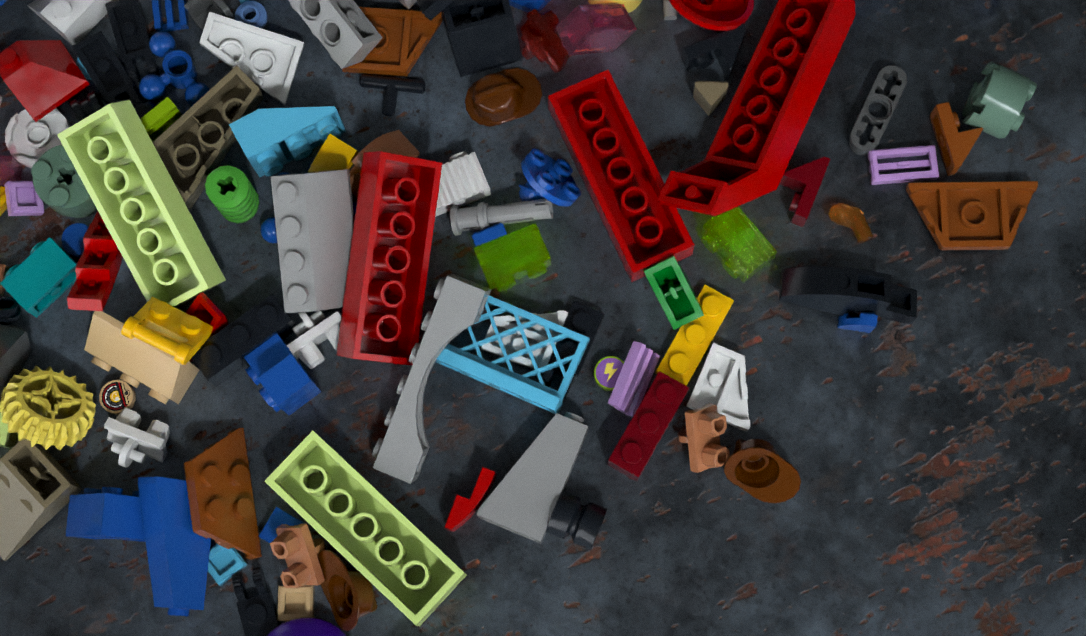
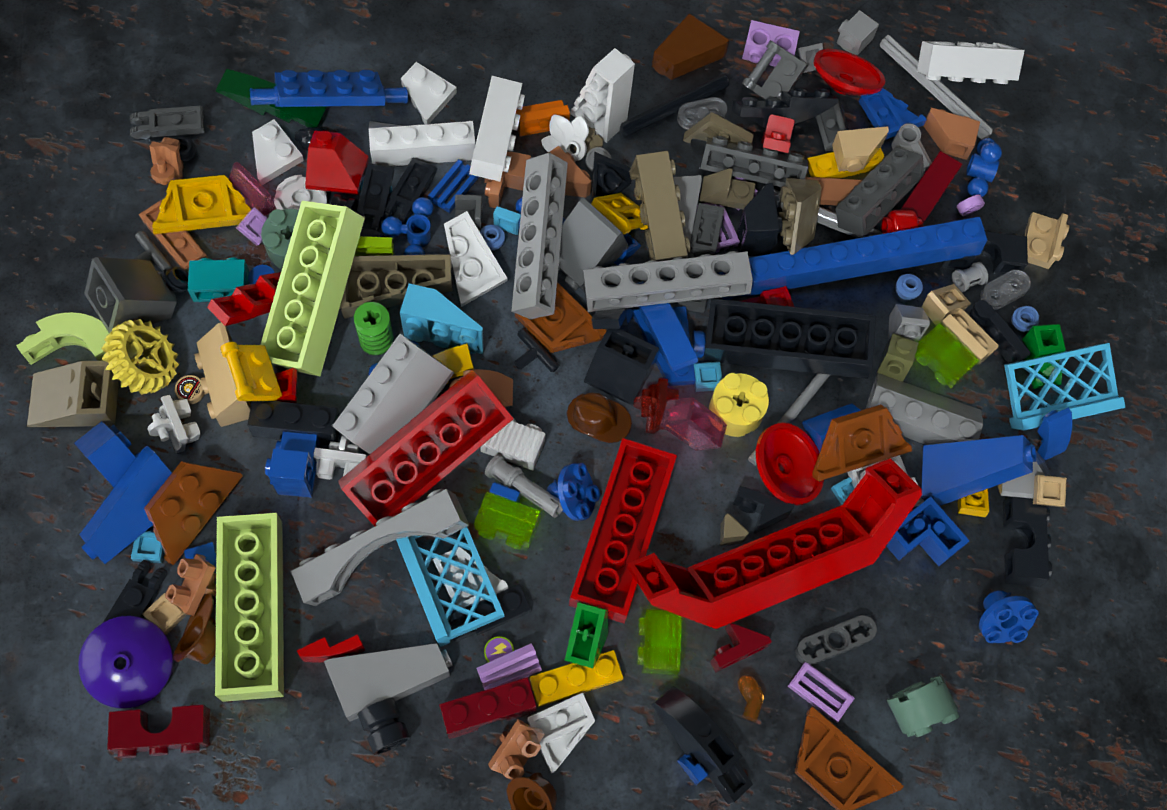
camera: 30 degrees right, 10 degrees down
(952, 145) = (867, 710): dark orange slope -> none

